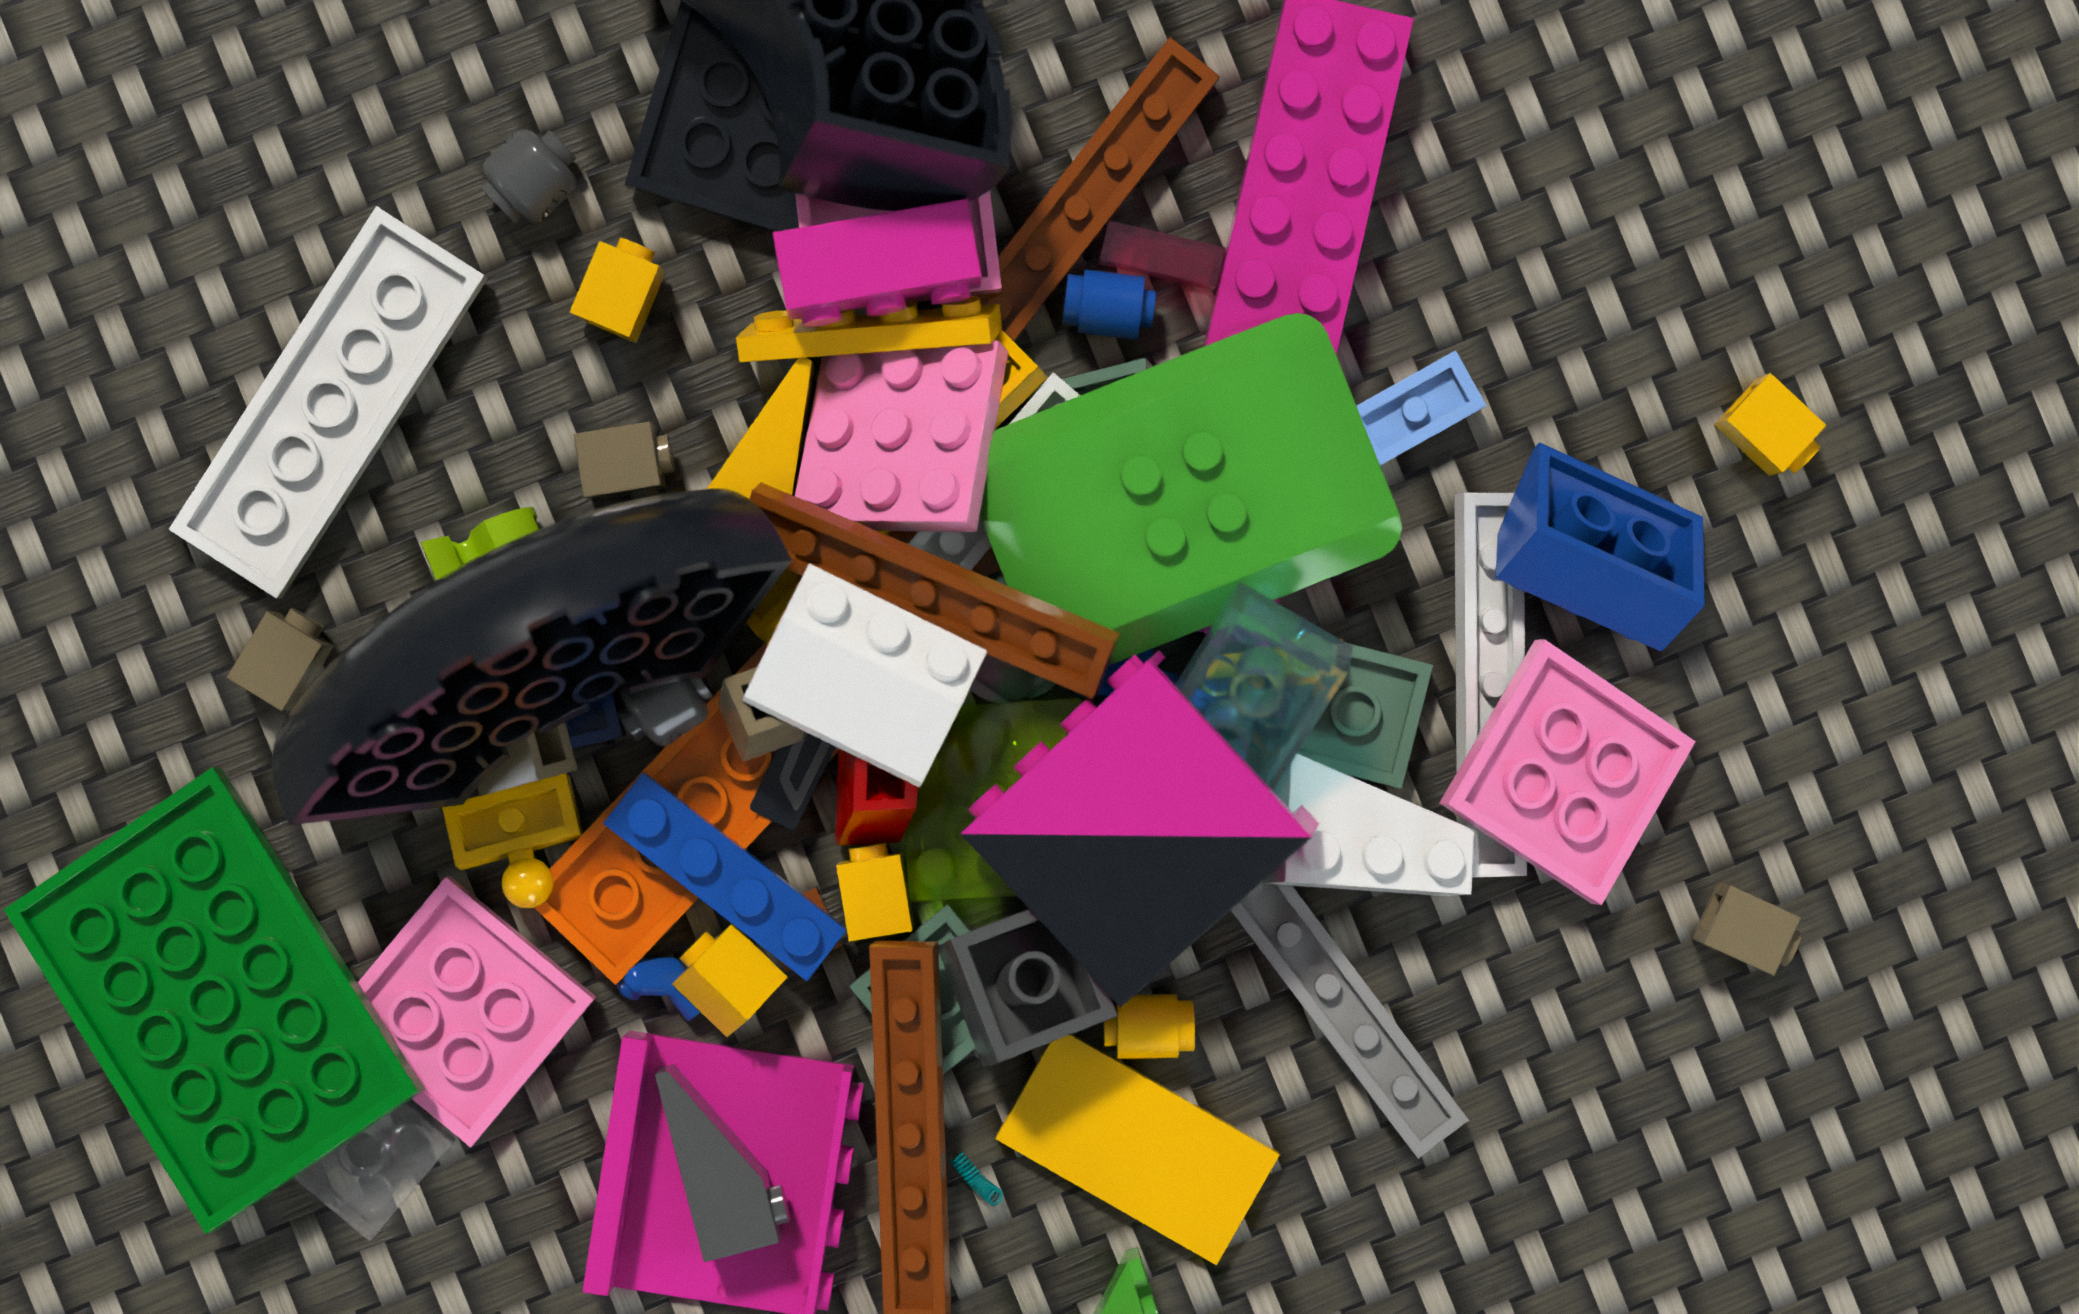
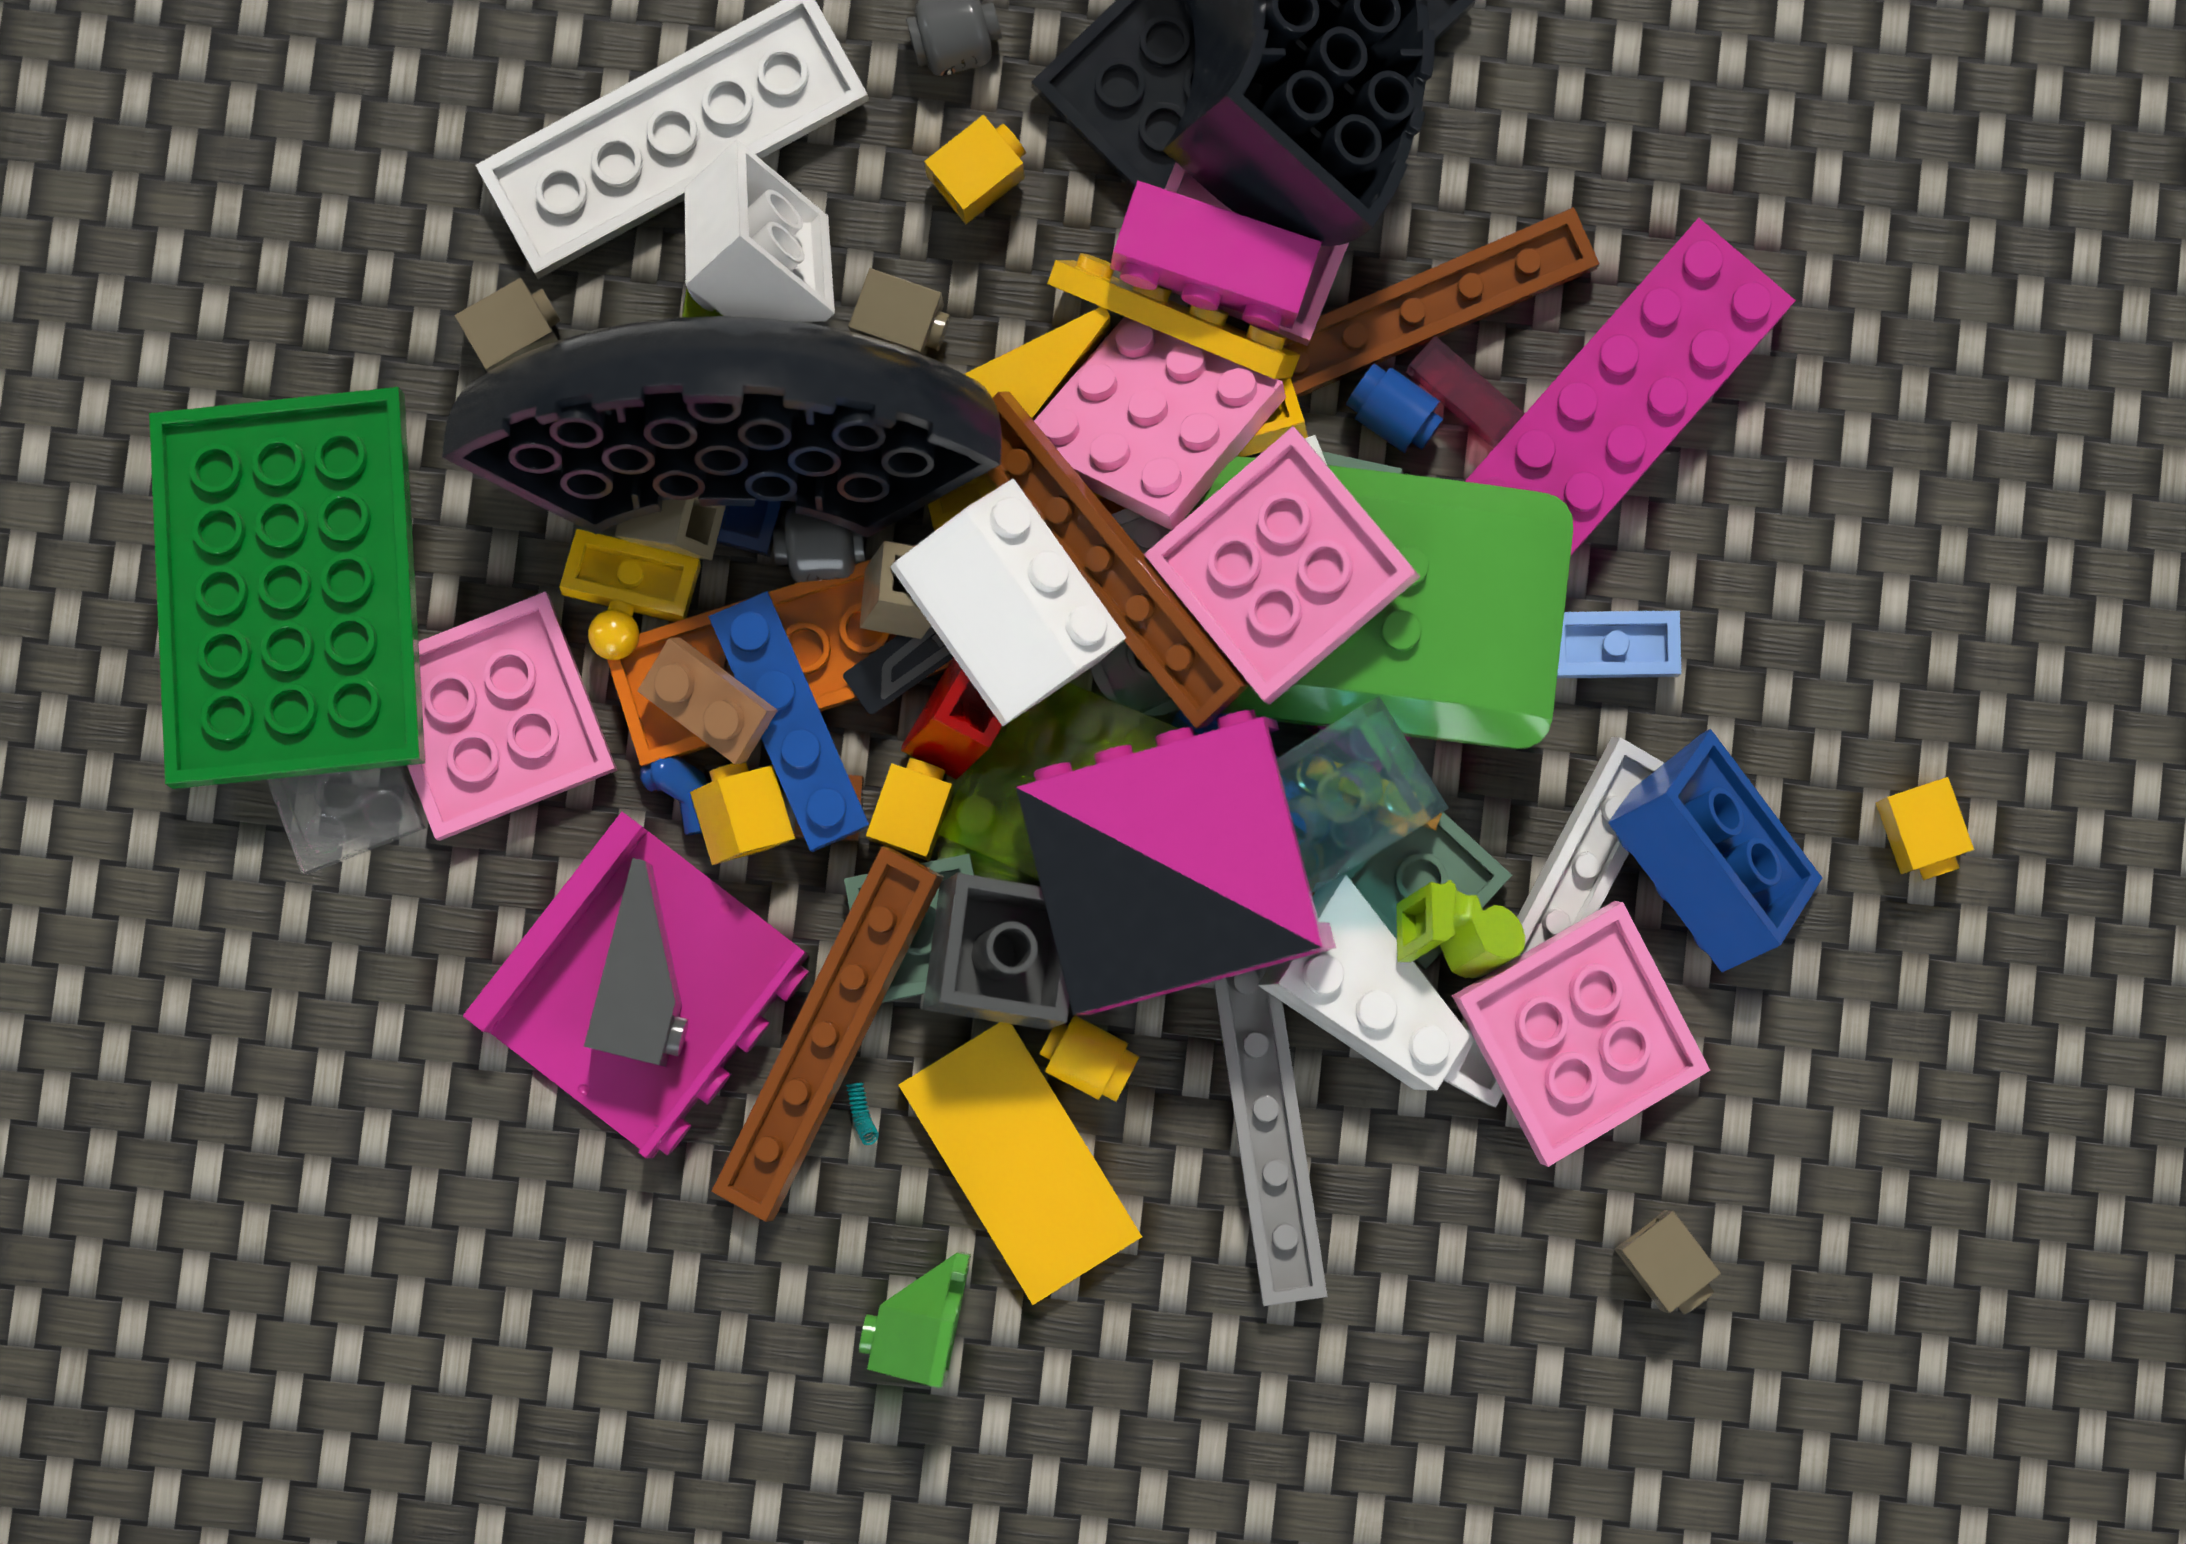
camera: 25 degrees right, 5 degrees down
(461, 470) = (756, 243): none -> white slope
(643, 899) = (707, 700): none -> medium nougat plate
(1091, 514) = (1281, 565): none -> bright pink plate
(1415, 741) = (1469, 937): none -> lime leg

